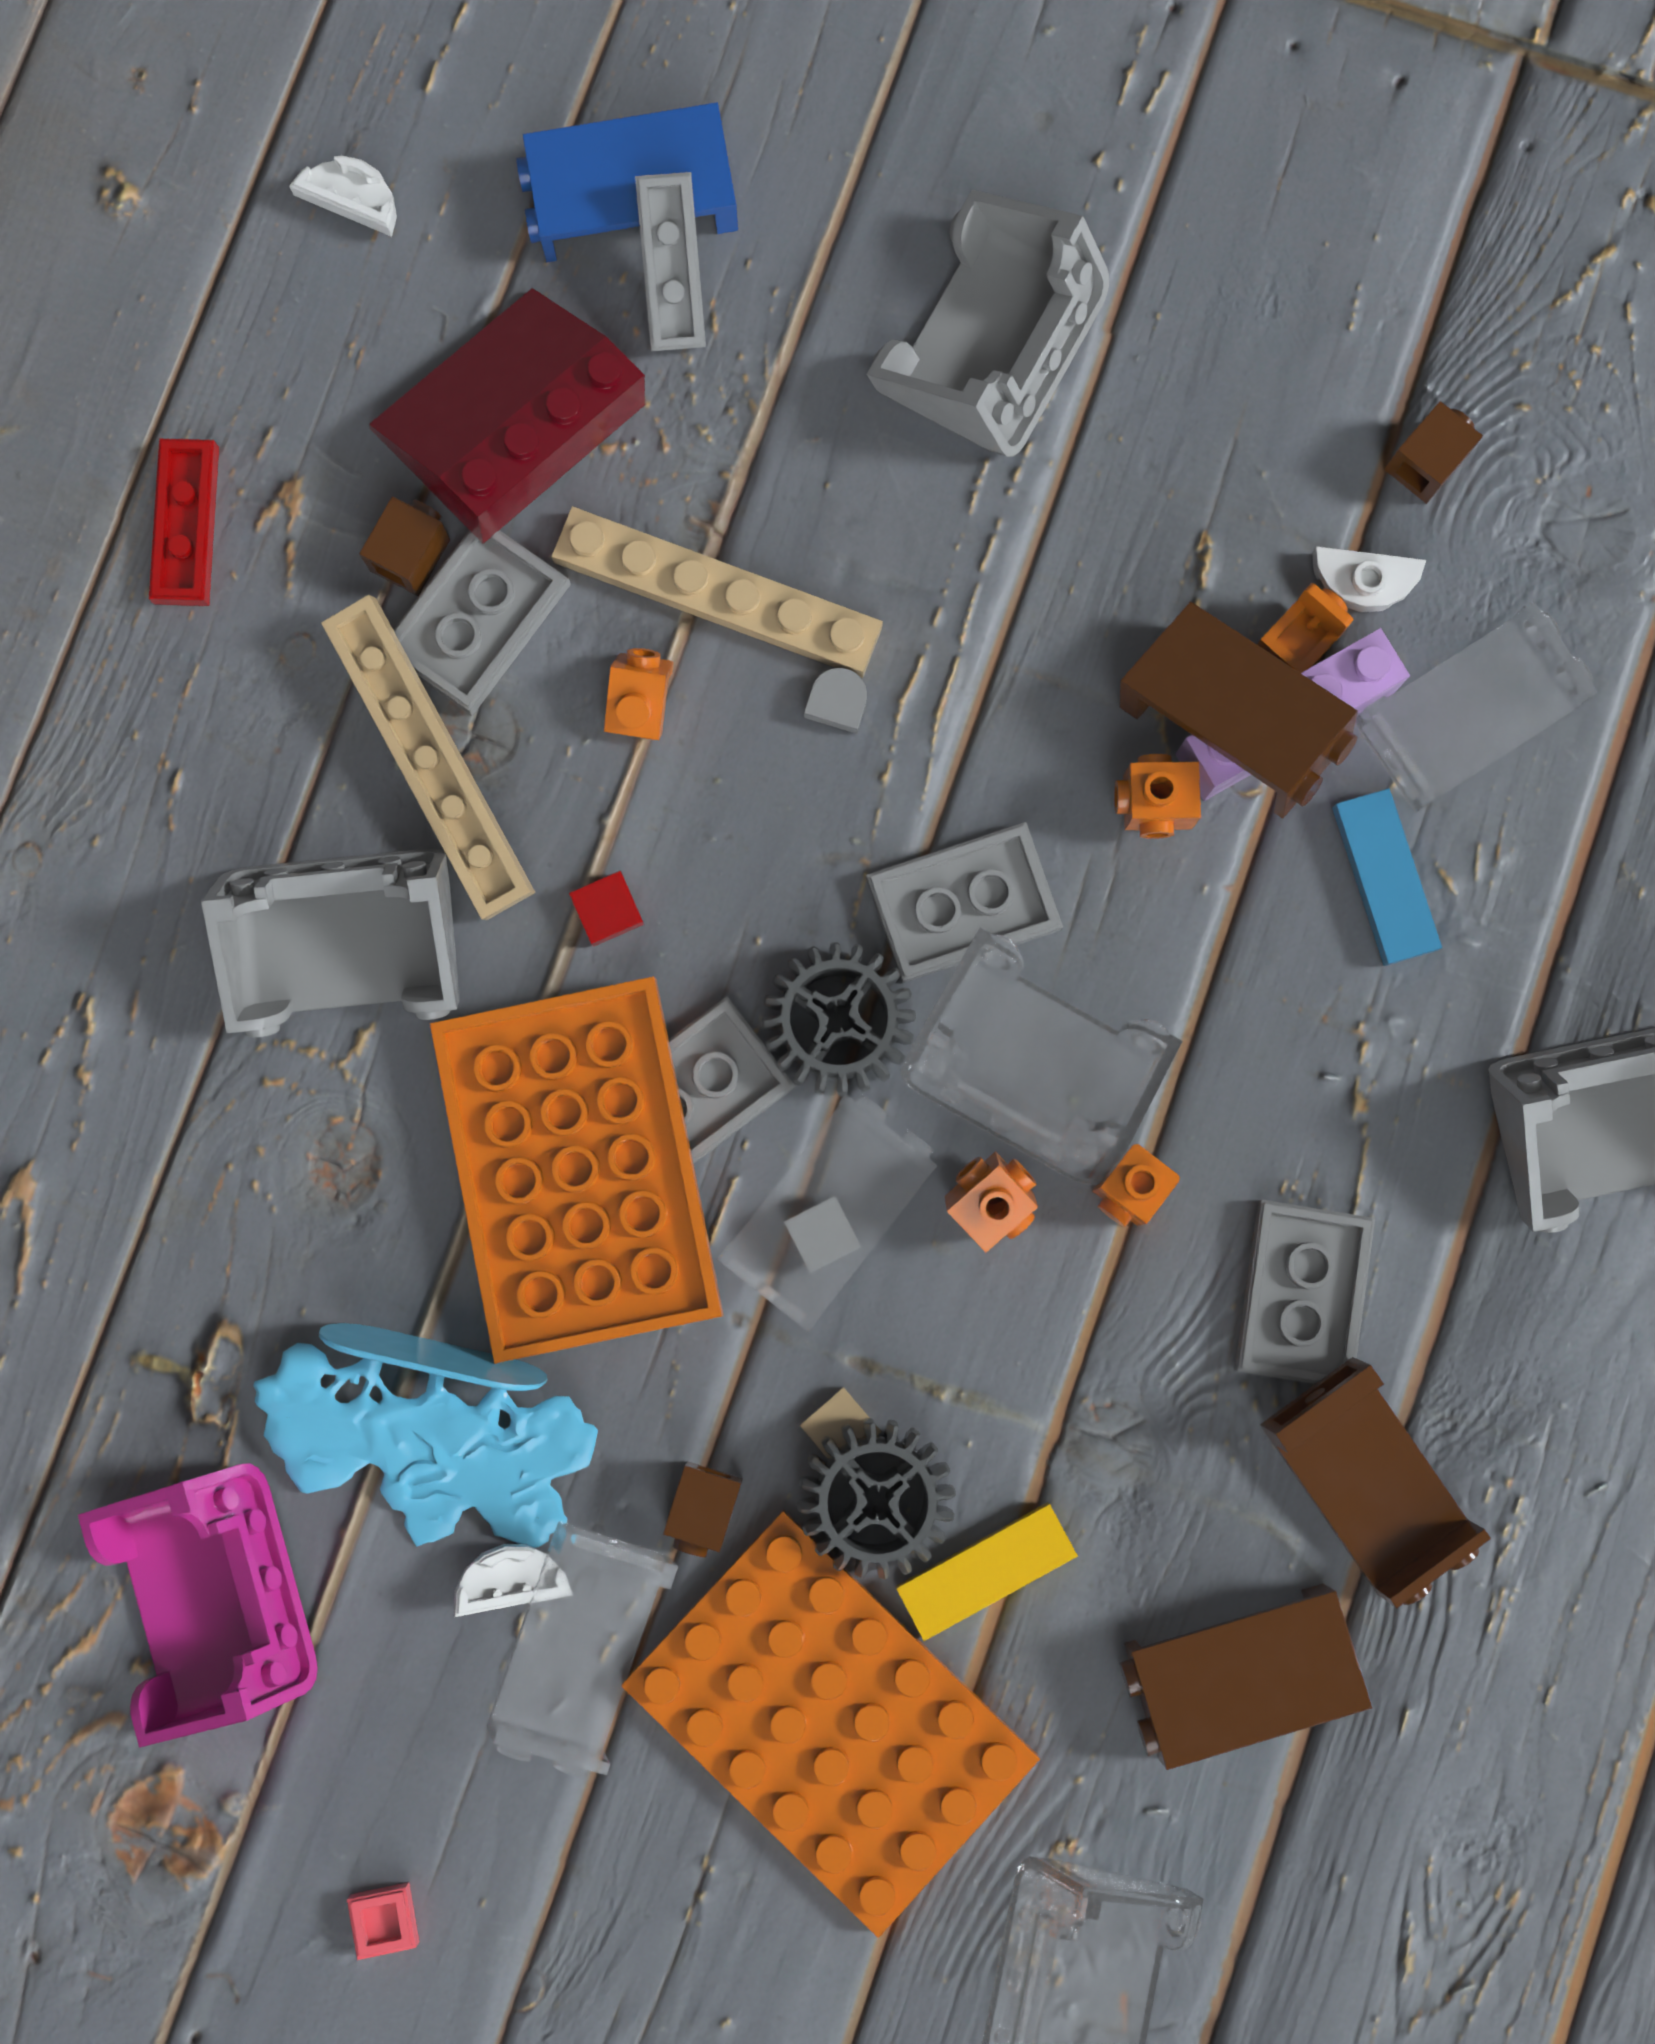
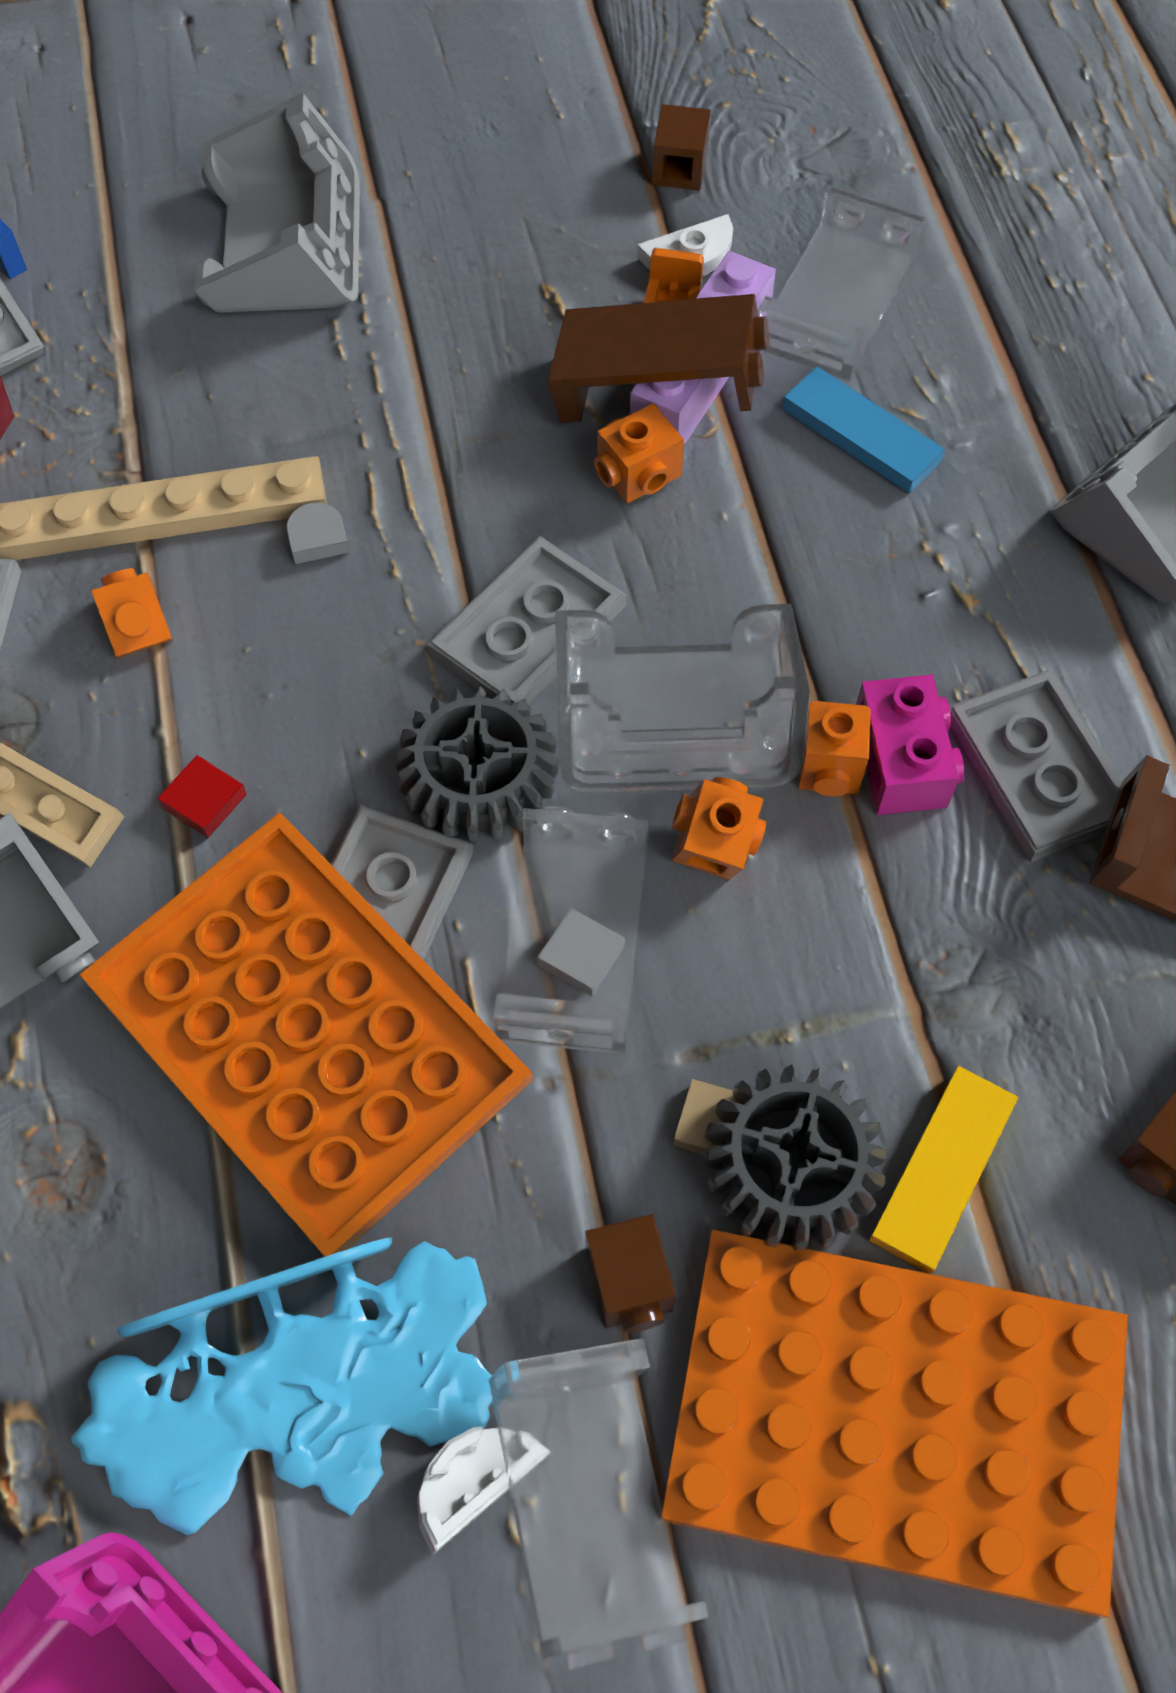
camera: 30 degrees left, 20 degrees down
(1201, 1216) = (910, 745): none -> dark pink brick

